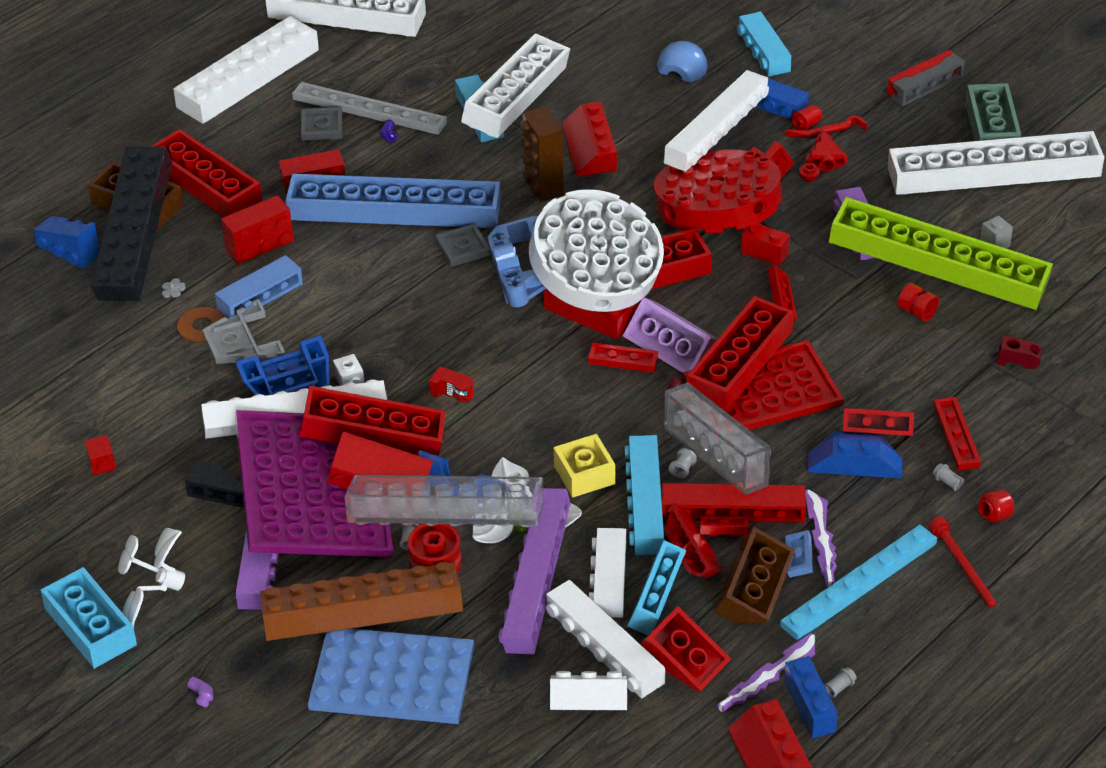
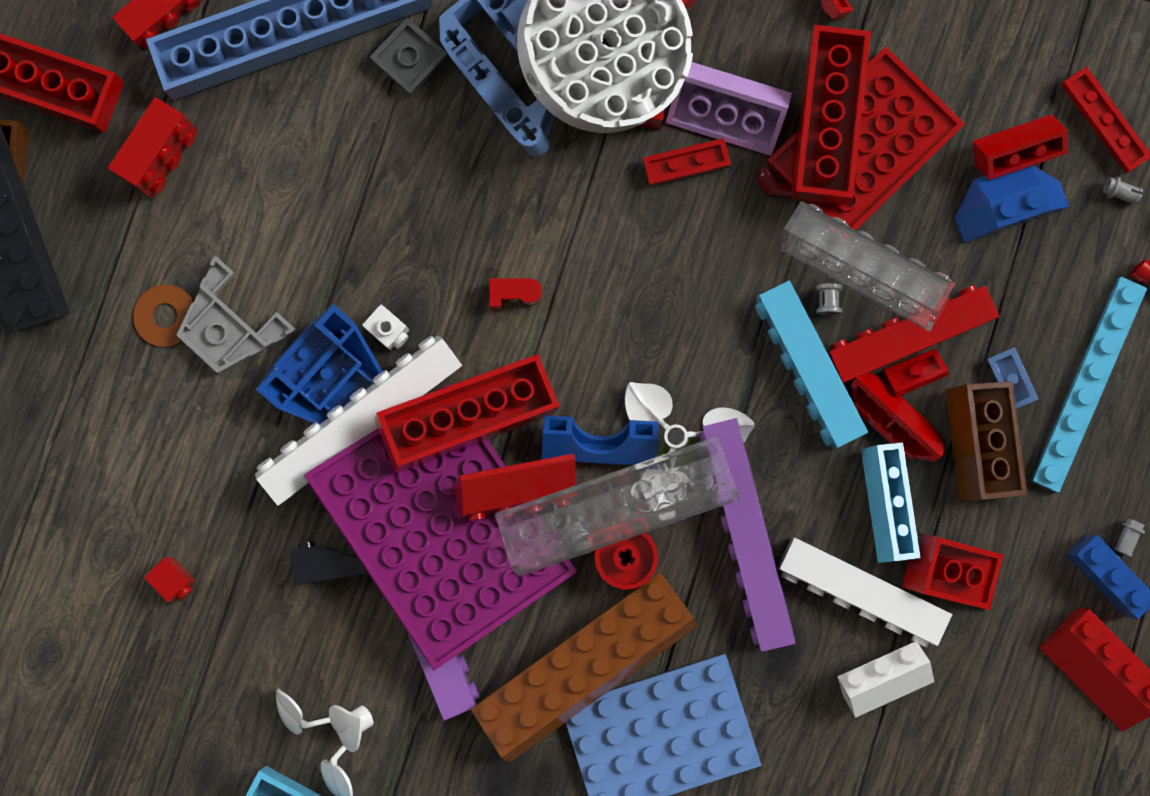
camera: 25 degrees left, 40 degrees up
(173, 288) = (98, 275): light grey plant -> none
(262, 284) = (205, 235): medium blue brick -> none
(584, 465) = (728, 358): light yellow brick -> none
(609, 570) = (825, 497): white brick -> none
(768, 673) = (1048, 554): medium lavender sword -> none
(821, 537) = (1021, 336): medium lavender sword -> none

